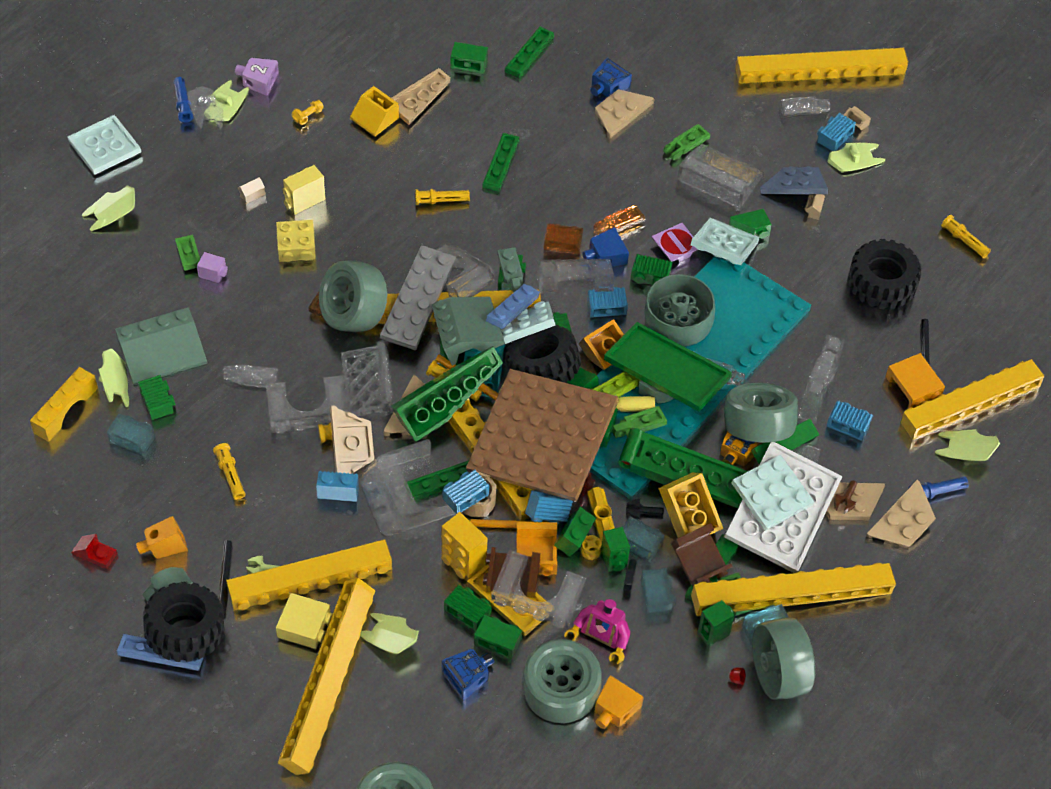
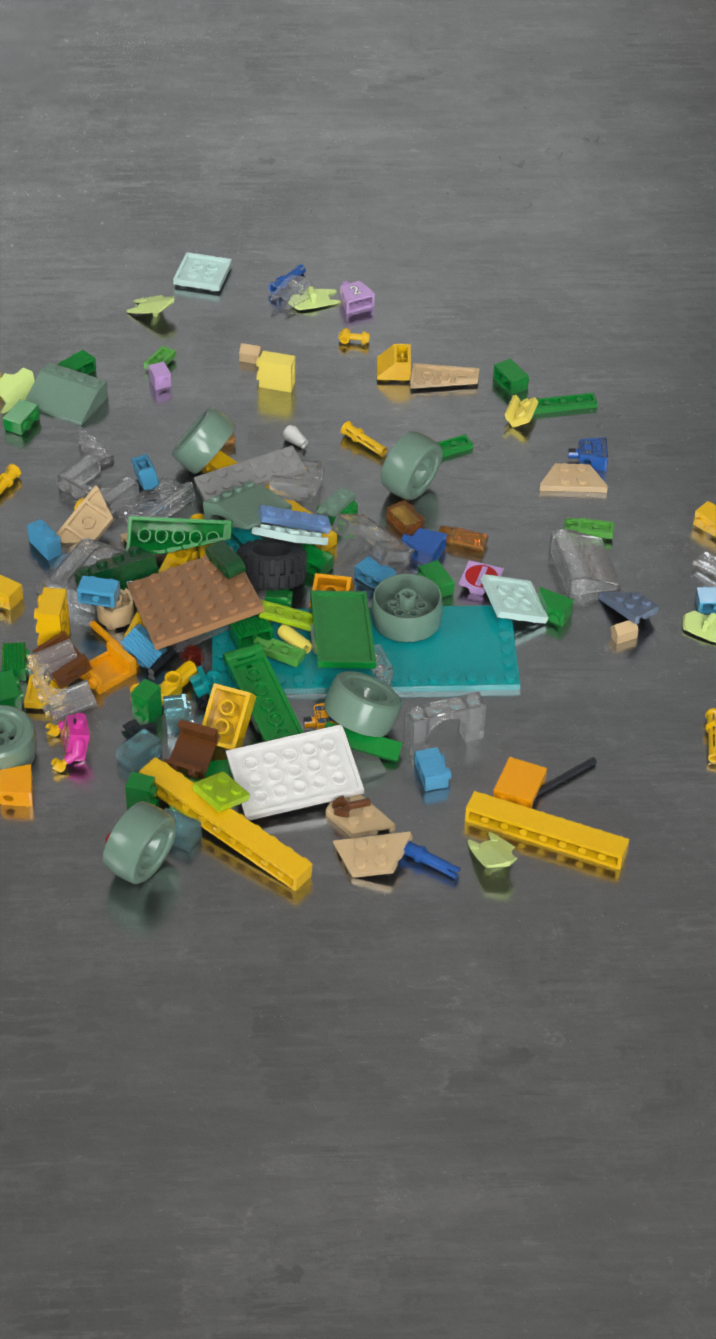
camera: 50 degrees right, 10 degrees down
(130, 309) = (80, 362): none -> green brick
(296, 241) = (232, 397): light yellow brick -> none
(333, 361) = (145, 472): none -> dark azure brick
(388, 236) = (294, 436): none -> white cone
(442, 461) = (123, 566): none -> dark green wedge
(517, 81) = (520, 411): none -> light yellow bracket
(528, 191) = (411, 465): none -> sand green wheel
(535, 382) = (225, 559): none -> dark green beam
(575, 531) = (138, 671): green brick -> none
(626, 491) = (203, 682): none -> teal hips
(769, 568) = (221, 791): none -> lime plate
(772, 492) = (294, 753): light aqua plate -> none
(887, 256) = (601, 721): black tyre -> none

